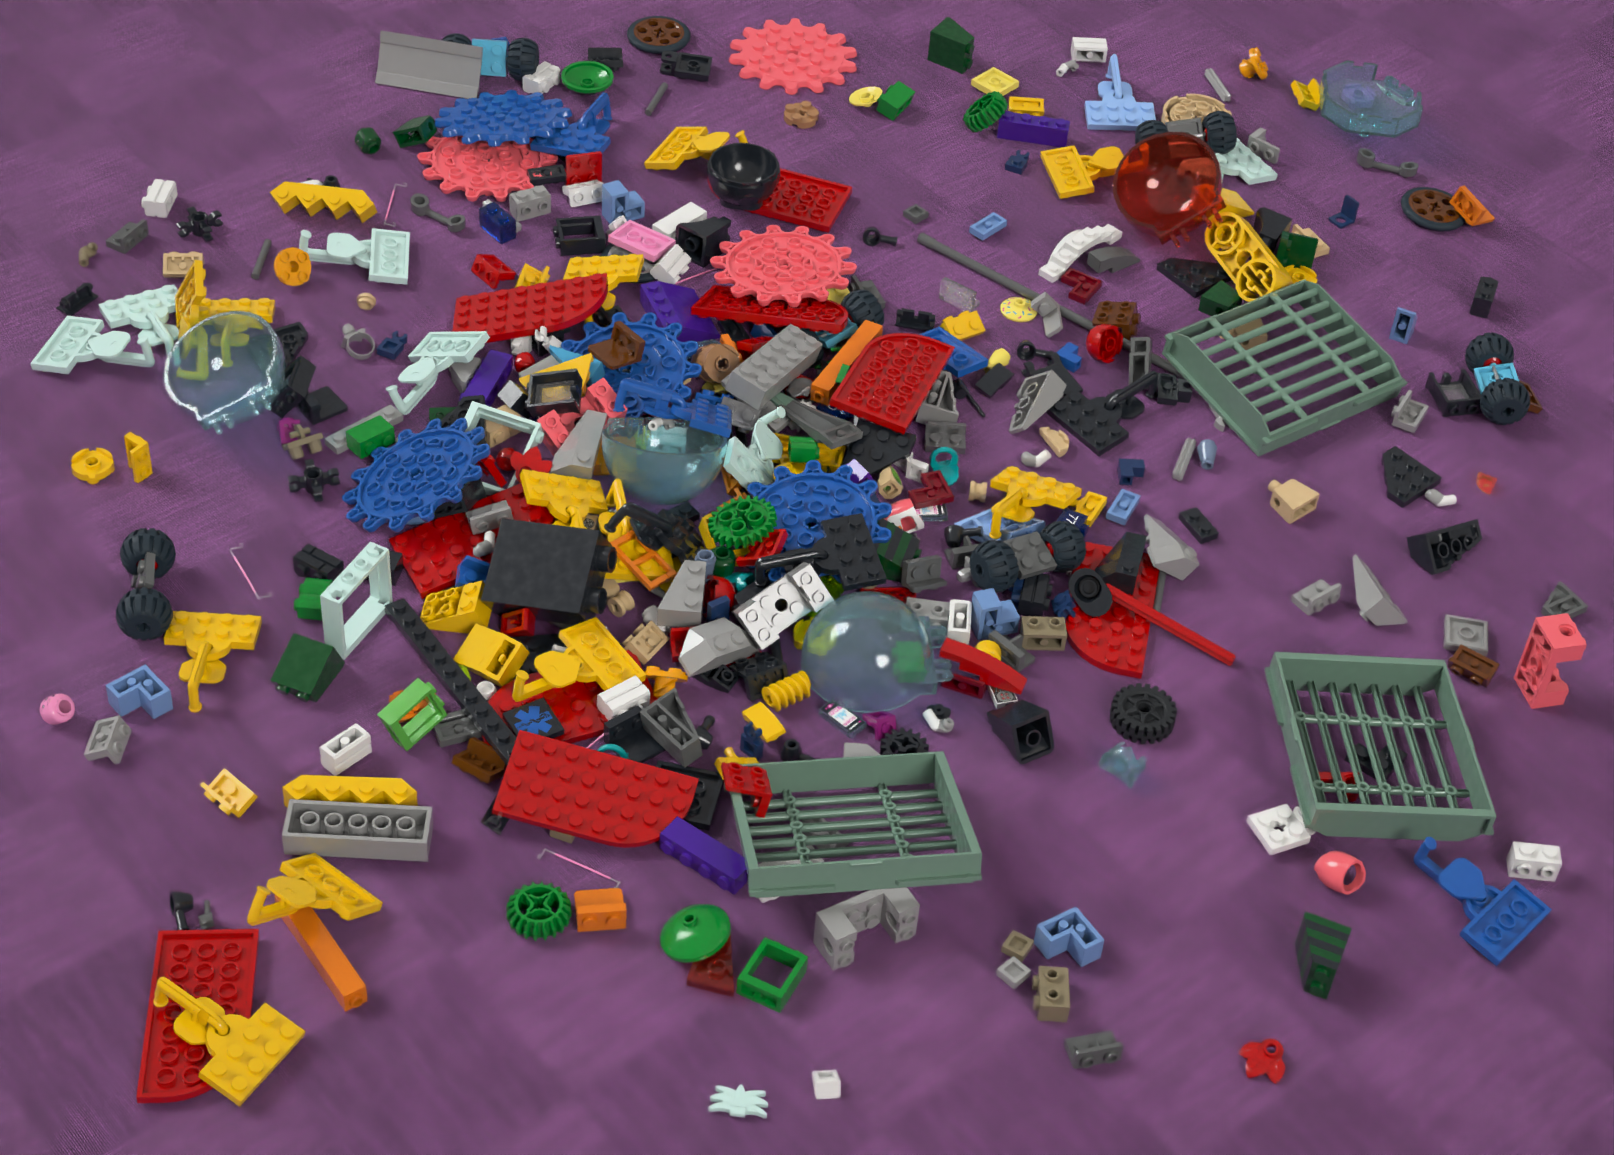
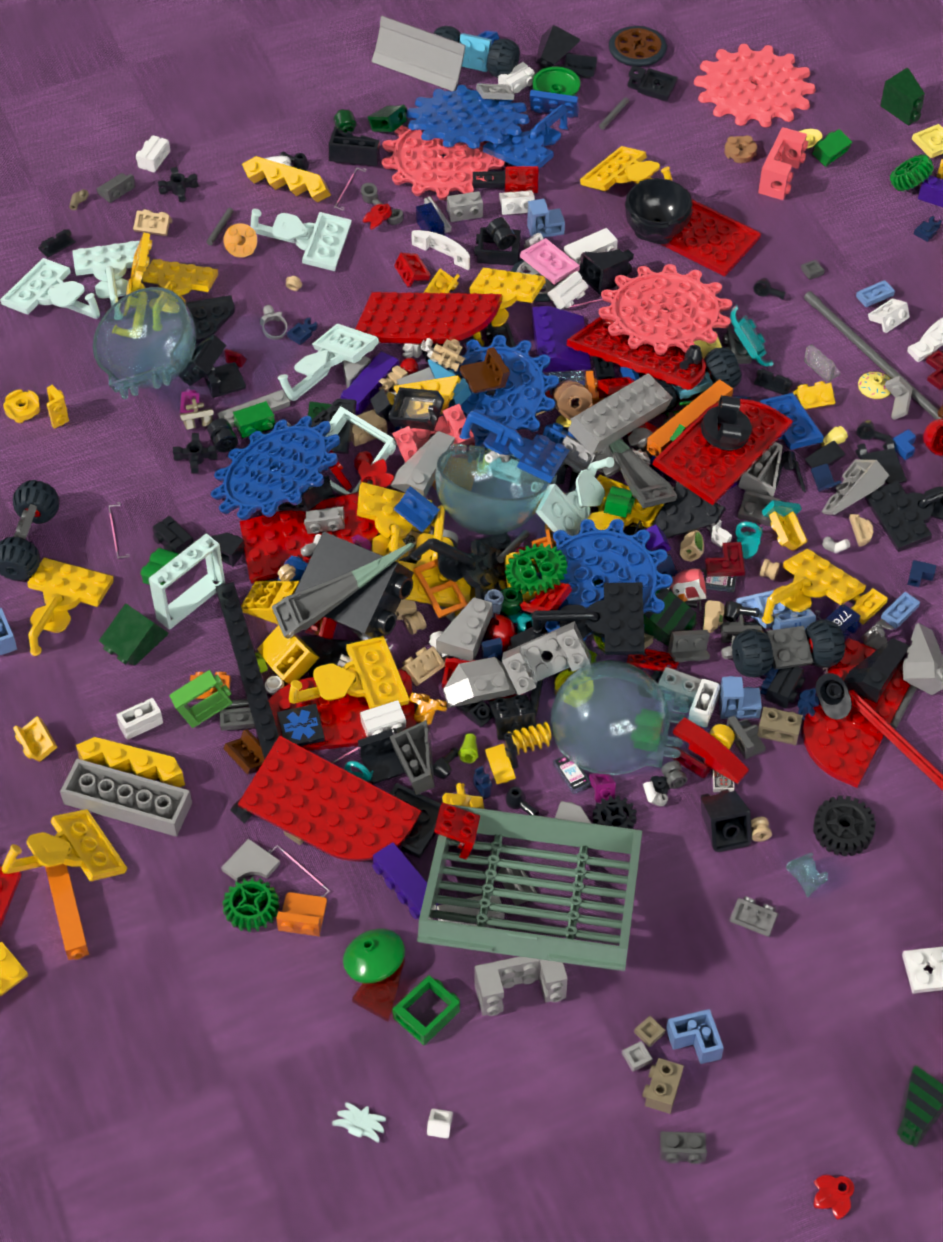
camera: 20 degrees right, 10 degrees up
(322, 380) = (232, 356): none -> dark red slope
(339, 456) = (222, 435): none -> black wheel
(388, 164) = (353, 149): none -> black wedge
(437, 223) = (377, 215): none -> red plate
(466, 573) = (286, 572): none -> tan plate
(498, 239) = (441, 243): none -> white slope
(509, 596) = (308, 606): none -> dark grey plate
(512, 373) = (391, 380): none -> tan piece
(520, 869) = (250, 860): none -> light grey tile
(525, 91) = (495, 91): none -> light grey plate
(570, 338) = (448, 354): none -> tan piece
(572, 42) = (554, 46): none -> black slope
(583, 219) = (501, 233): none -> black wheel
(585, 93) = (547, 102): none -> blue plate
(592, 486) = (416, 509): none -> blue bracket
(701, 513) = (513, 546): none -> dark grey bar
(724, 715) = (468, 752): none -> lime cone
(773, 702) = (511, 750): none -> black bar
(829, 302) = (692, 356): none -> black bar
(852, 120) = (785, 154): none -> coral plate
(883, 284) = (749, 337): none -> teal plate
(903, 358) = (734, 427): none -> black piece
(935, 541) = (713, 615): none -> tan rock
(951, 698) = (674, 775): none -> dark grey wheel
(970, 433) = (781, 507): none -> teal tile
(985, 451) = (788, 529): none -> yellow bracket
(1000, 399) = (823, 477): none -> dark blue bracket
(1010, 241) = (890, 314): none -> white bracket
(1061, 734) = (760, 829): none -> tan wheel
(1084, 815) = (754, 917): none -> flat silver bracket
(1105, 535) = (876, 635): none -> flat silver piece

